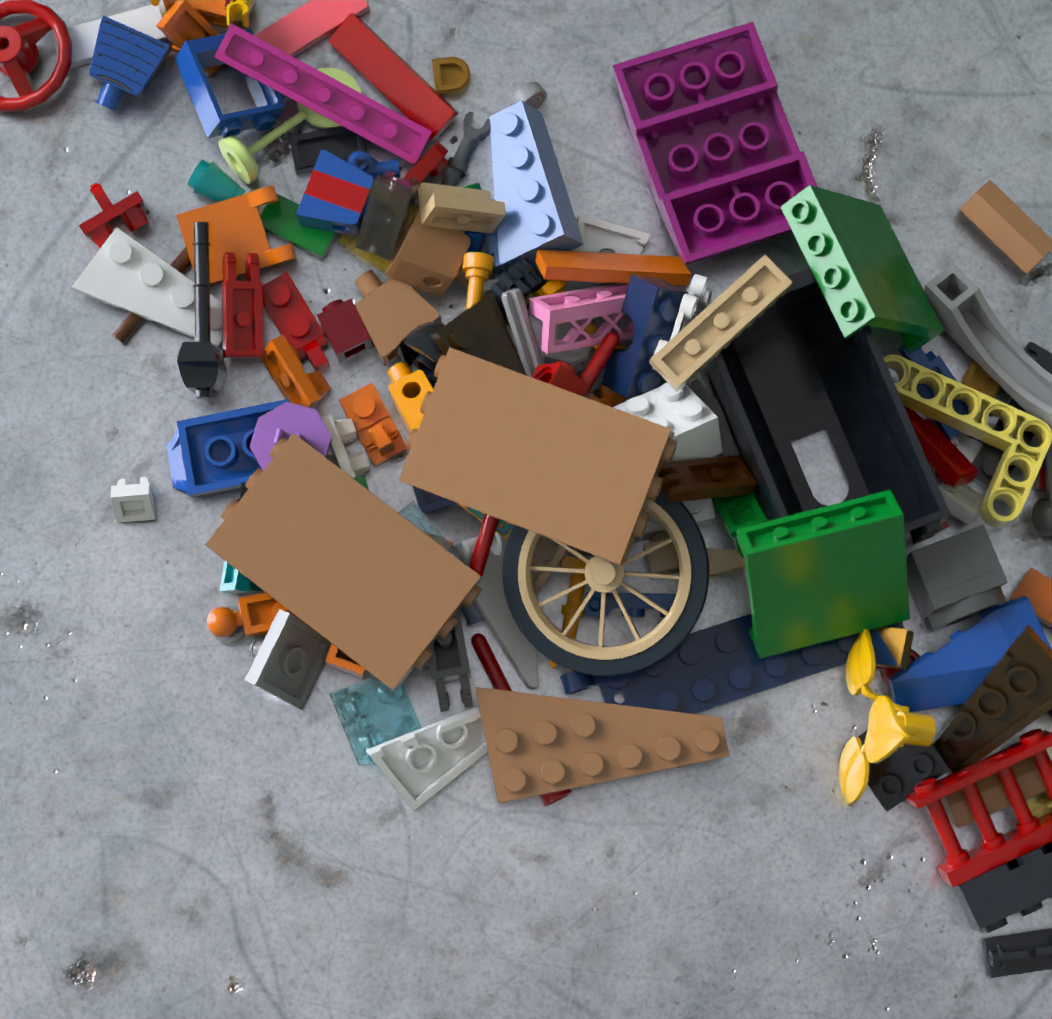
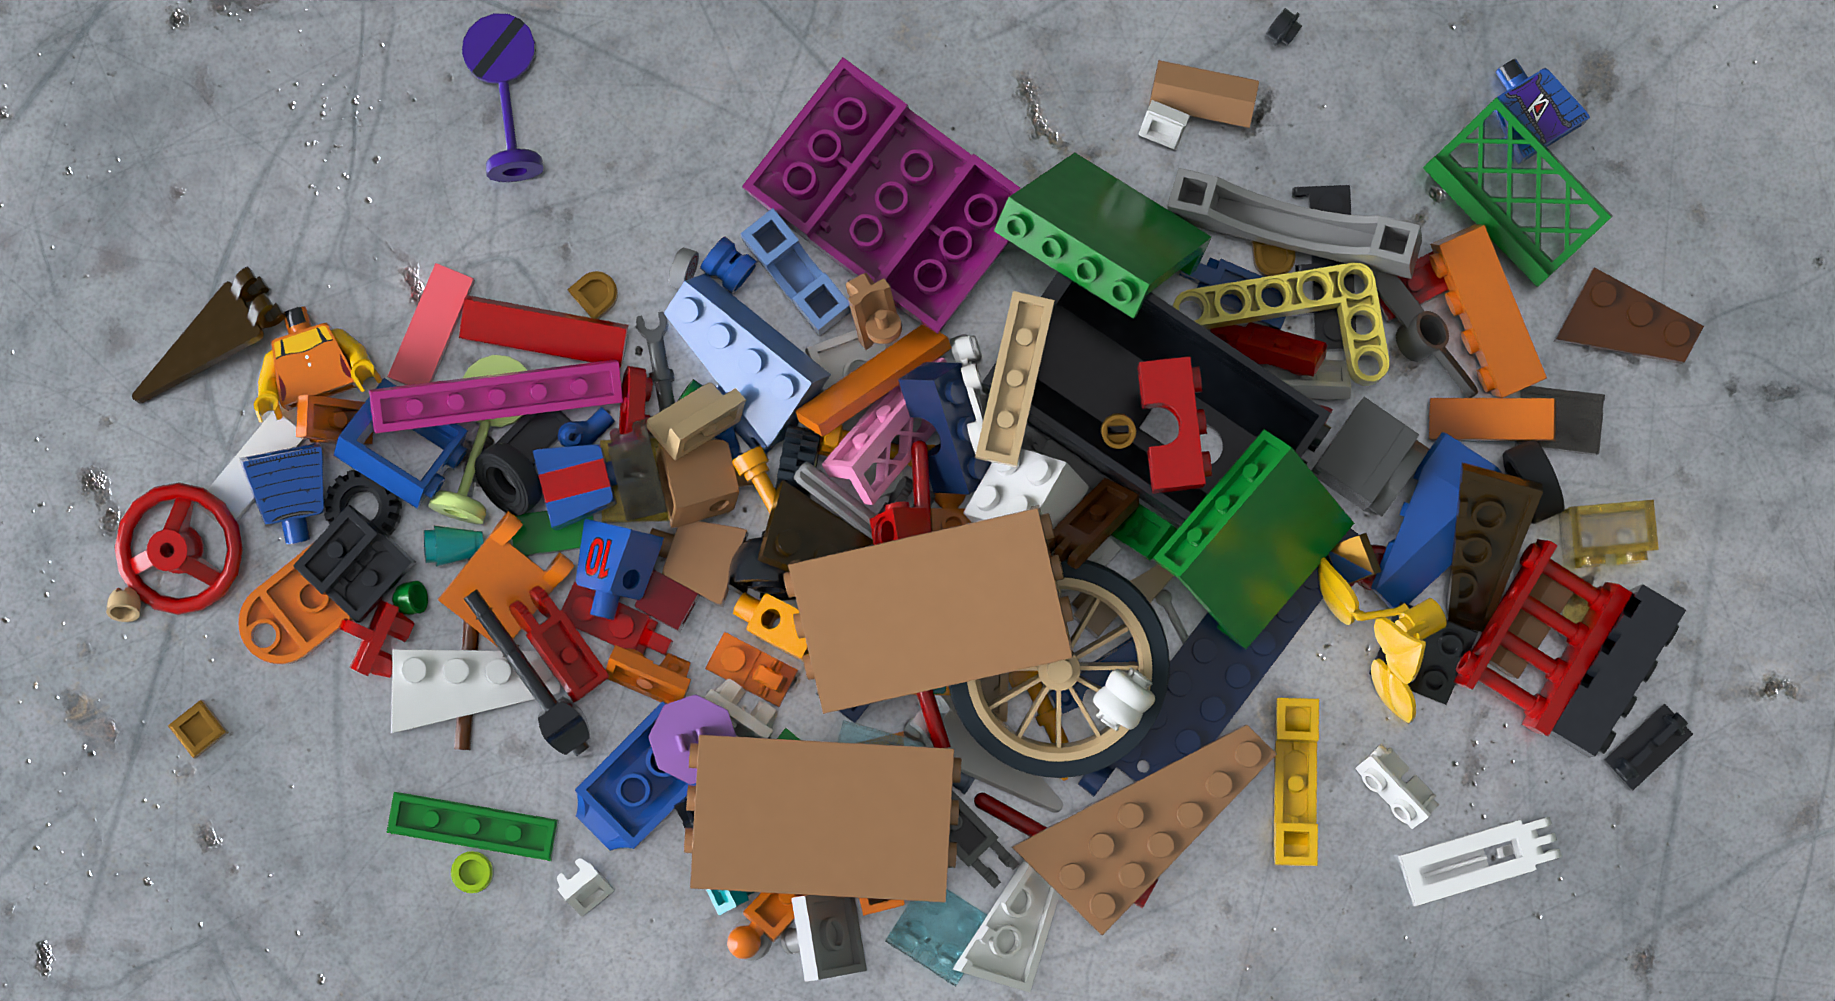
camera: 30 degrees left, 5 degrees up
(60, 434) = (472, 872): none -> lime tile
(75, 156) = (295, 611): none -> orange tile
(85, 400) = (472, 826): none -> green tile
(133, 147) = (354, 563): none -> black slope
(153, 101) = (355, 482): none -> black tyre
(158, 203) = (410, 598): none -> green hinge
(288, 177) = (519, 469): none -> black tyre
(324, 275) = (615, 564): none -> blue torso
(563, 117) = (728, 264): none -> blue wheel
(609, 154) = (796, 272): none -> medium blue arch
(638, 627) = (1124, 699): none -> white piece
(647, 215) = (873, 311): none -> medium nougat hips
(722, 583) = (1164, 599): none -> white hinge
(730, 790) = (1296, 782): none -> yellow slope
(771, 423) = (1118, 439): none -> pearl gold hinge
(805, 469) = (1173, 386): none -> red arch
(807, 866) = (1409, 801): none -> white hinge
(818, 942) = (1462, 863): none -> white hinge
(962, 229) = (1164, 124): none -> white tile

